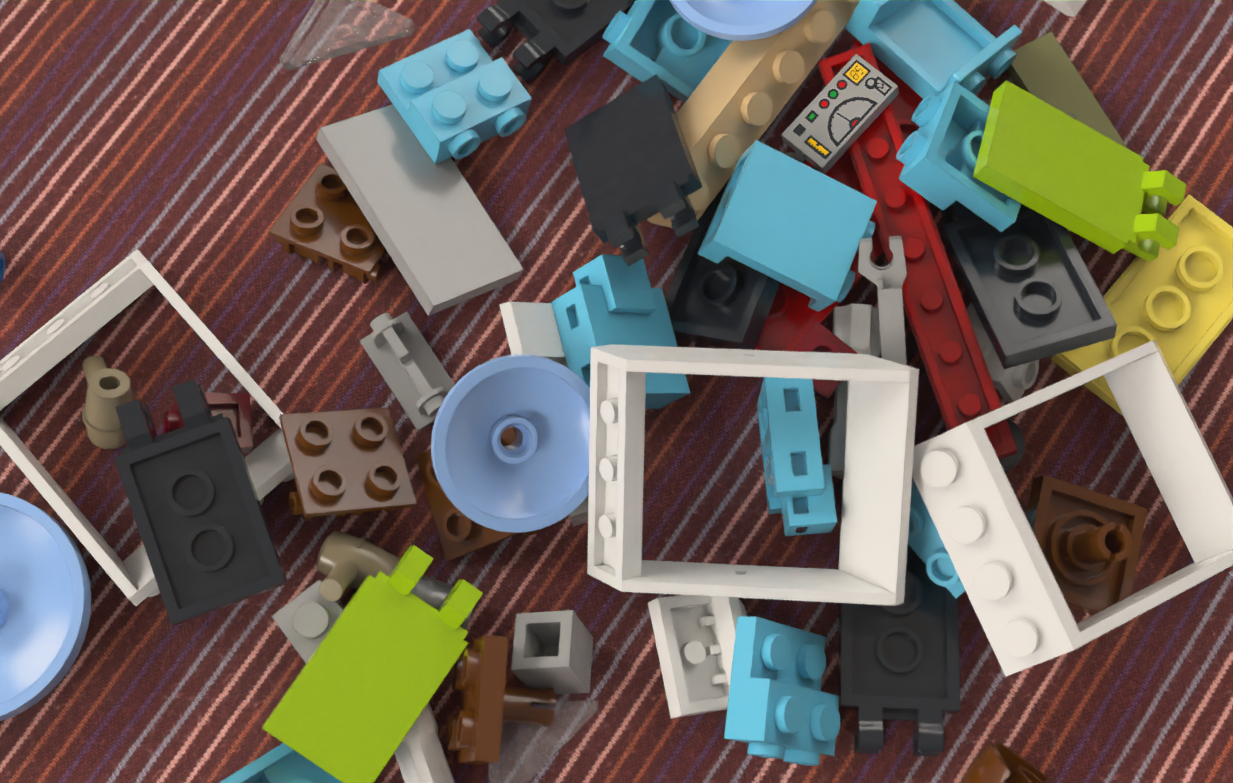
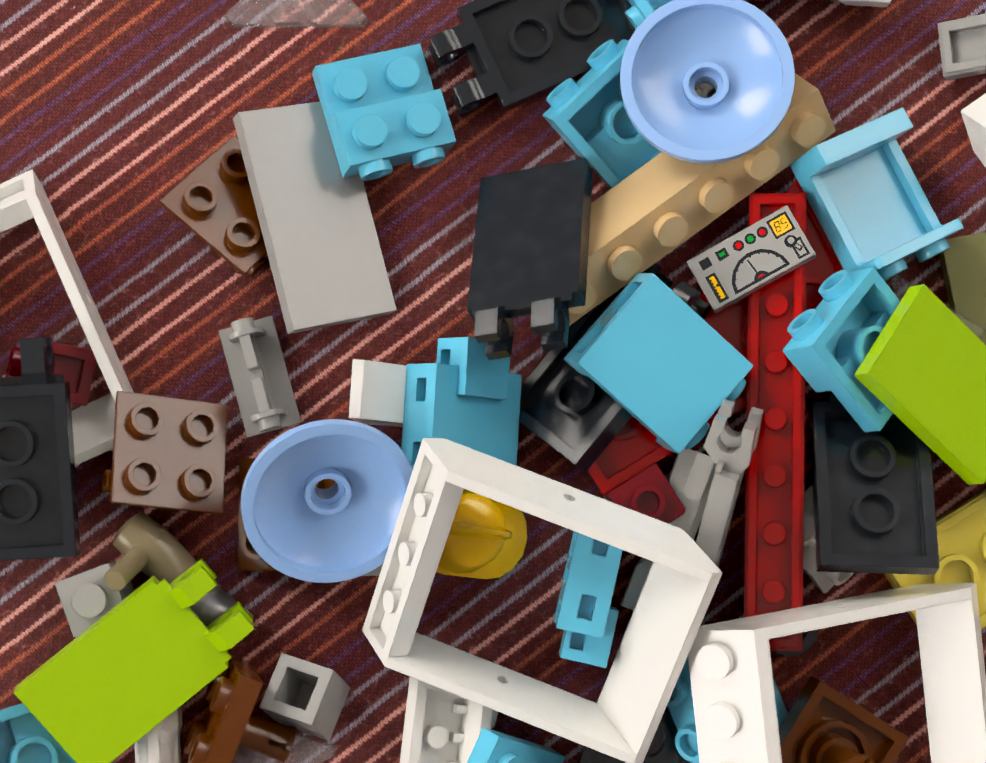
camera: 20 degrees right, 10 degrees up
(677, 448) = (483, 539): none -> yellow piece

